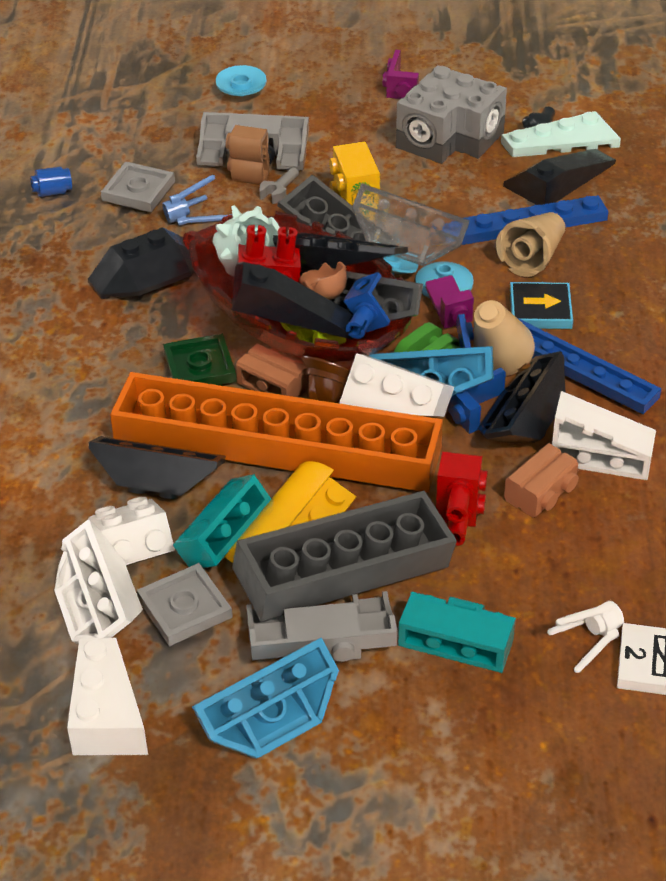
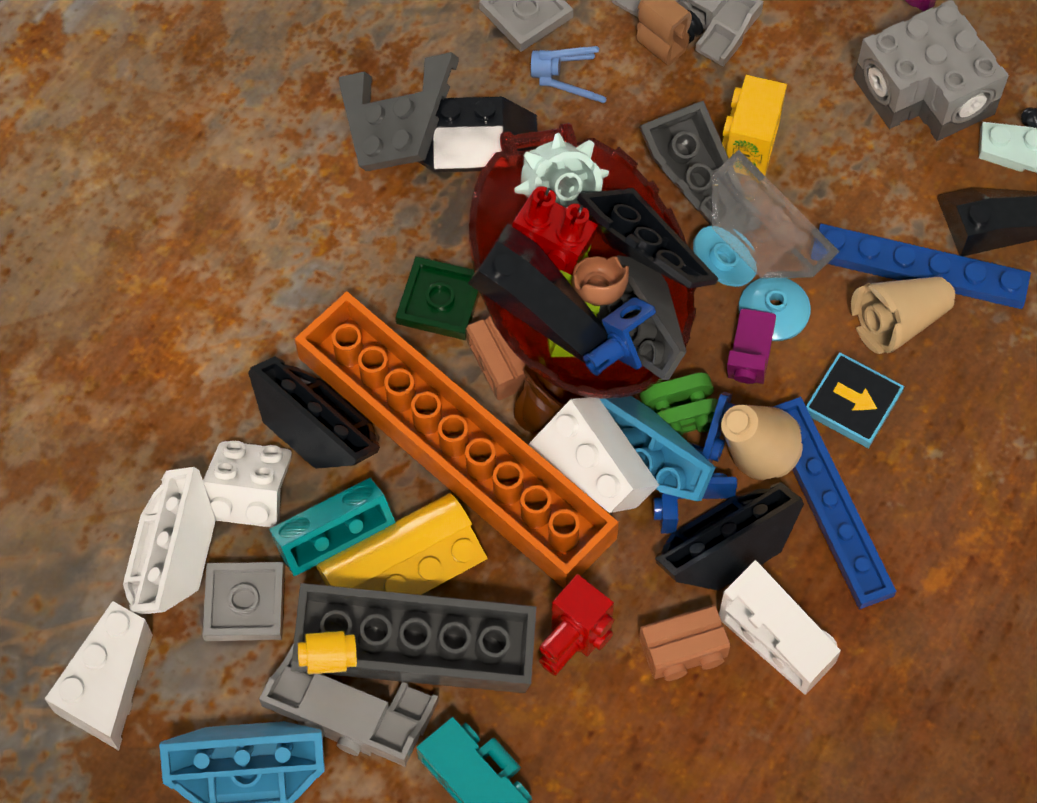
camera: 30 degrees right, 20 degrees up
(94, 275) = (399, 127): none -> dark grey wing
(277, 189) = (679, 79): light grey bar -> none
(294, 569) = (327, 652): none -> yellow brick

